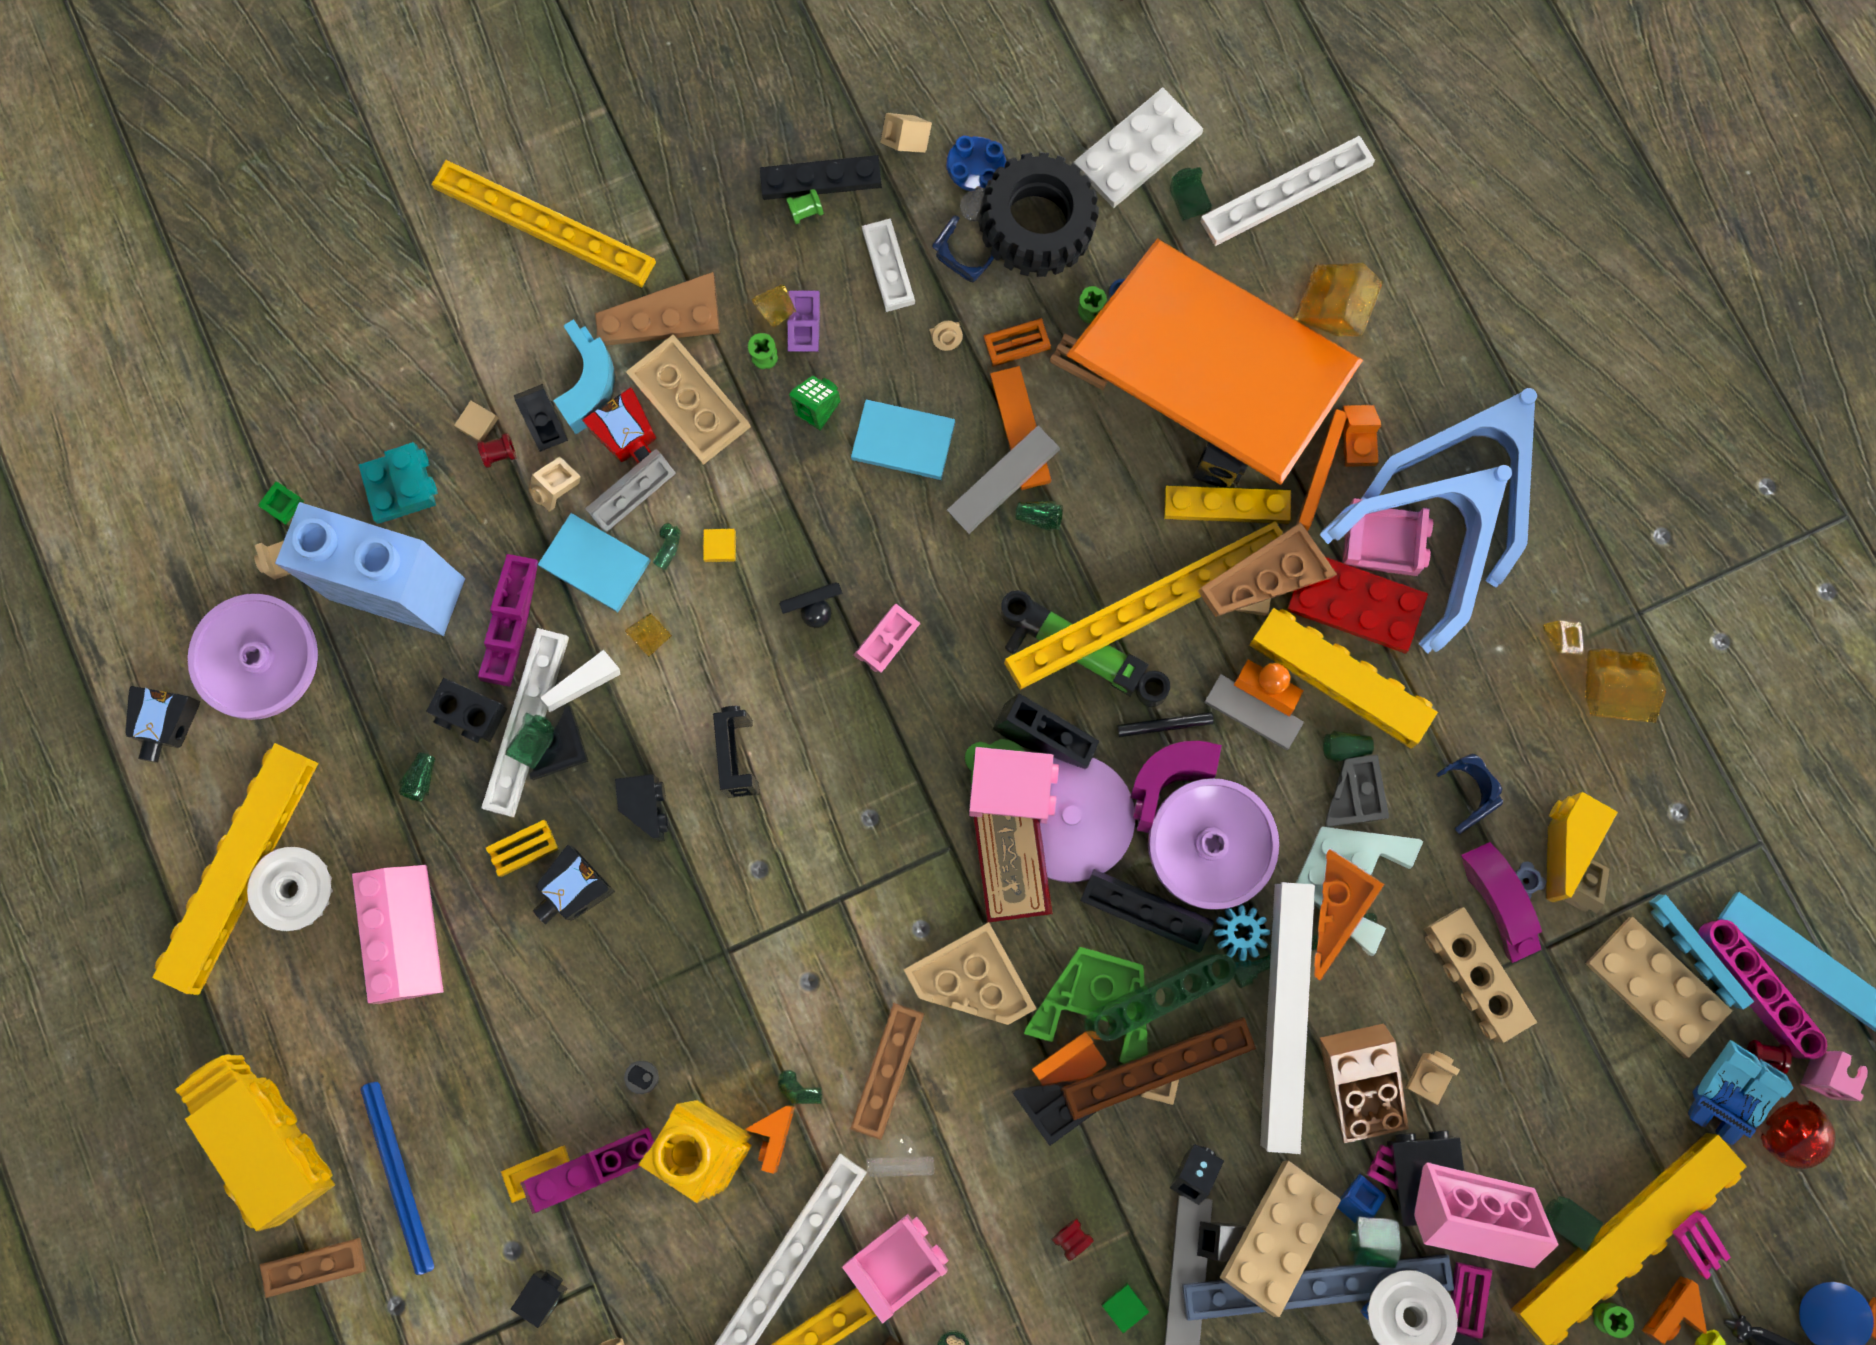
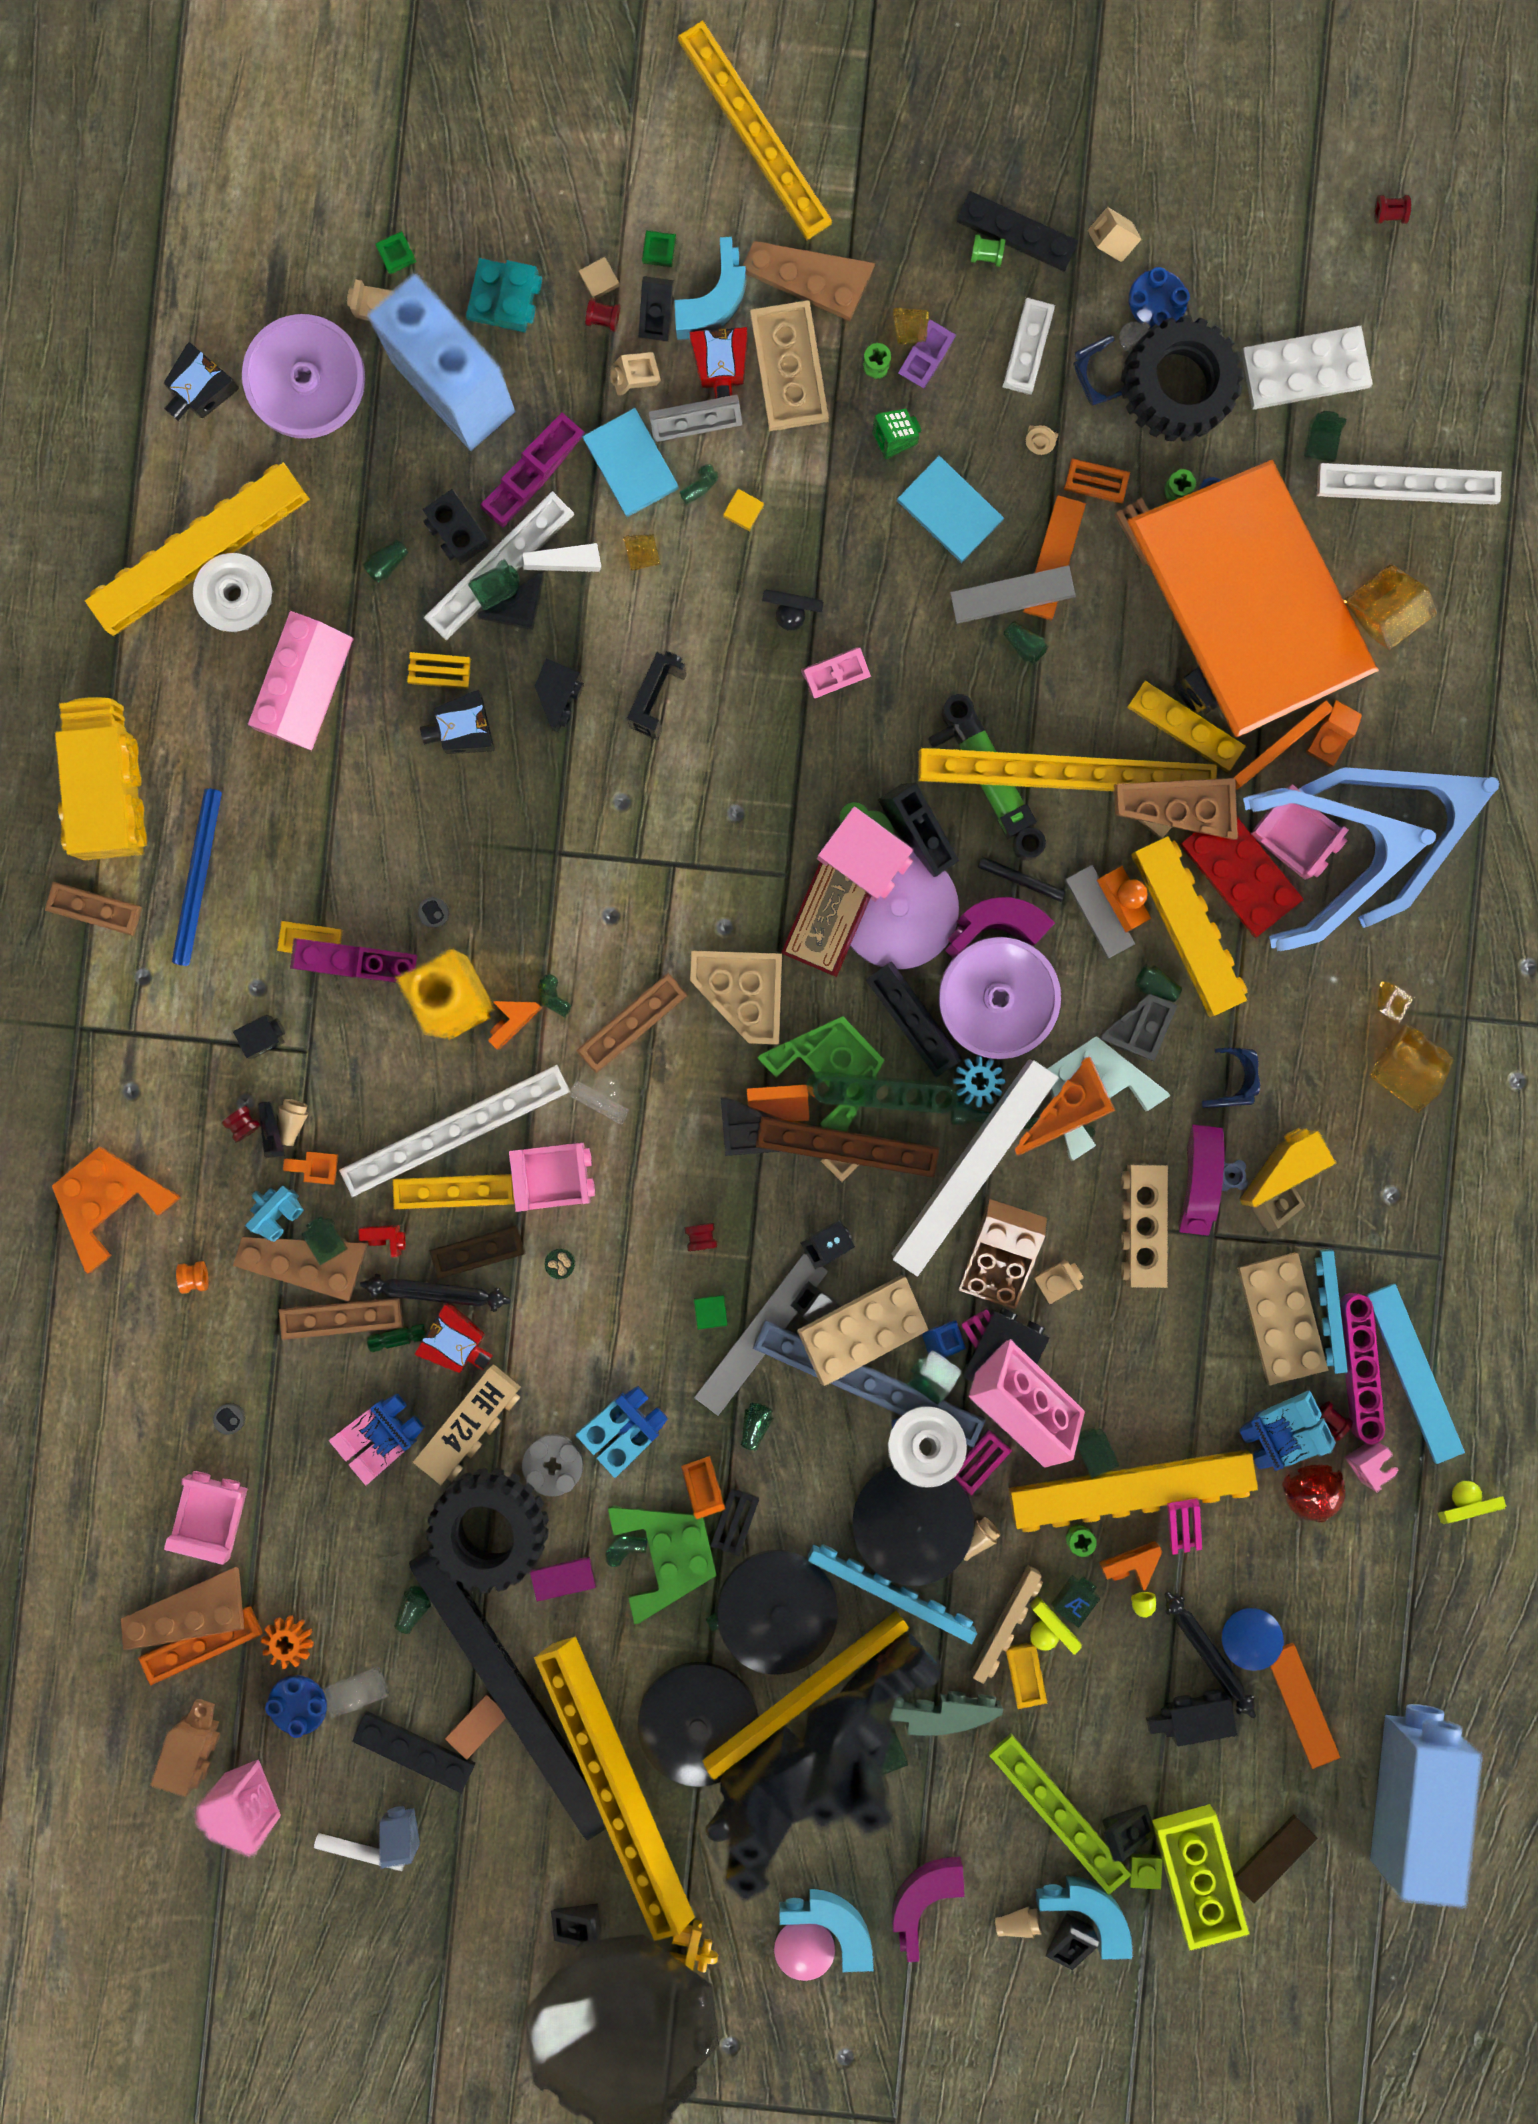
camera: 25 degrees right, 10 degrees up
(515, 367) = (658, 248): none -> green tile

